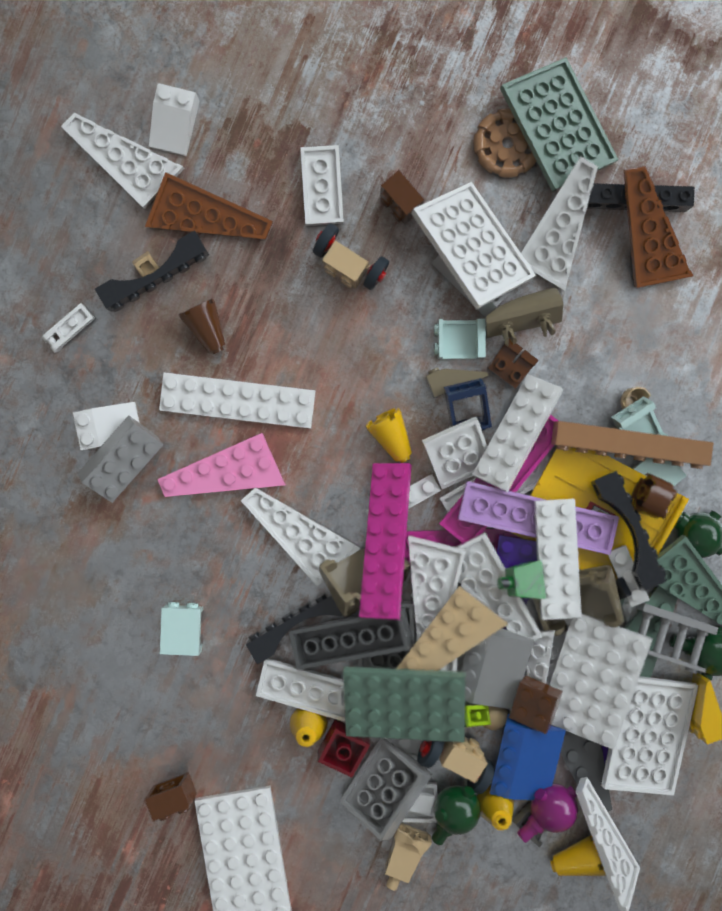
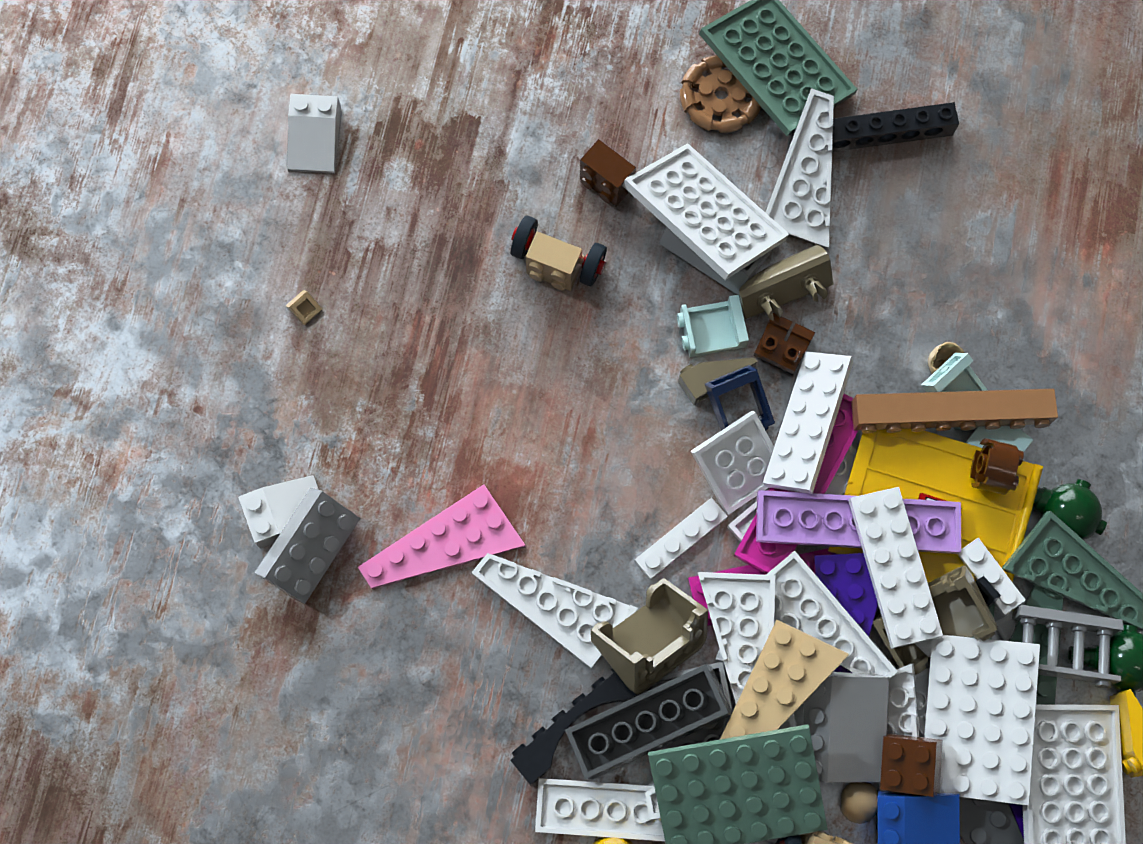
camera: 15 degrees left, 15 degrees down
(68, 327) = (216, 397): white plate -> none
(119, 292) = (275, 343): black arch -> none
(125, 161) = (264, 191): white wing -> none
(181, 629) = (420, 758): light aqua panel -> none
(191, 208) = (356, 230): dark orange wing -> none
(205, 325) = (390, 363): reddish brown cone -> none
(237, 400) = (445, 450): white plate -> none
(322, 185) = (507, 177): white plate -> none
(385, 541) = (670, 587): dark pink plate -> none
(391, 434) = (651, 456): yellow cone -> none
(477, 716) = (837, 800): lime slope -> none
(524, 580) = (859, 600): torso -> none
(645, 567) = (1010, 557): black arch -> none
(652, 238) = (919, 169): dark orange wing -> none

